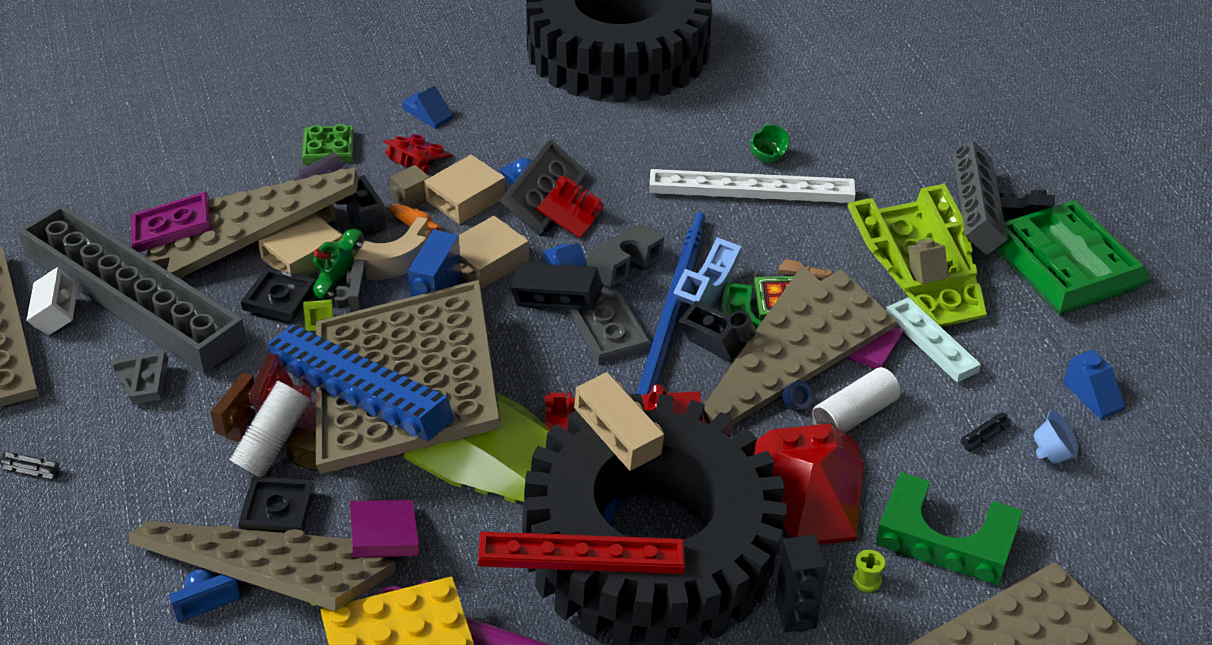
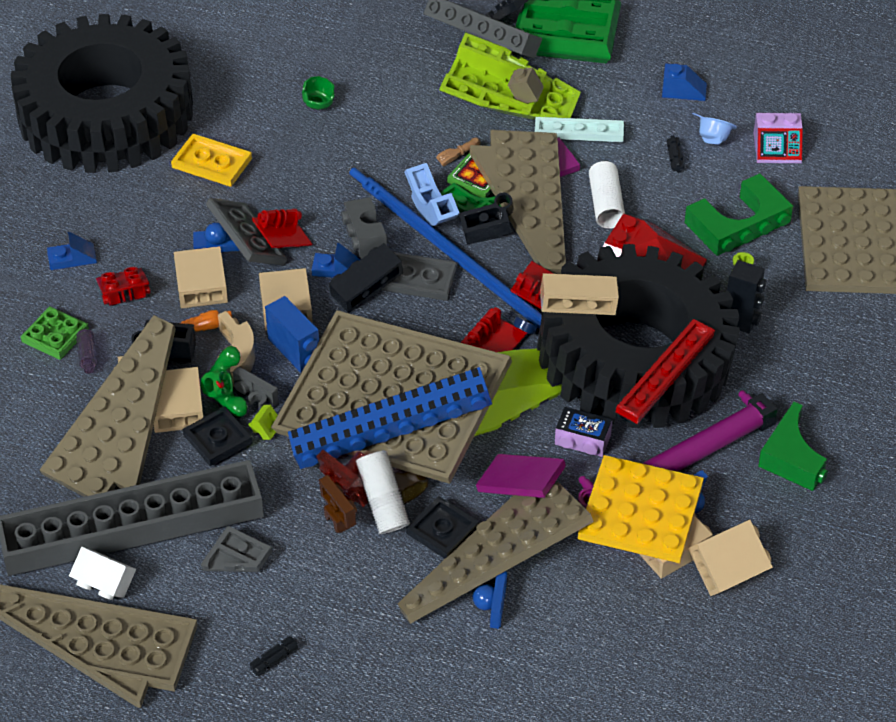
camera: 55 degrees left, 5 degrees up
(170, 222) = (77, 461): magenta tile -> none
(408, 186) = (167, 304): dark tan brick -> none
(491, 576) = (583, 431): none -> brick
(619, 127) = (211, 160): none -> yellow plate
(752, 186) = (347, 129): white plate -> none
(797, 395) = (573, 218): dark blue tile -> none
(1108, 505) = (778, 137): none -> slope

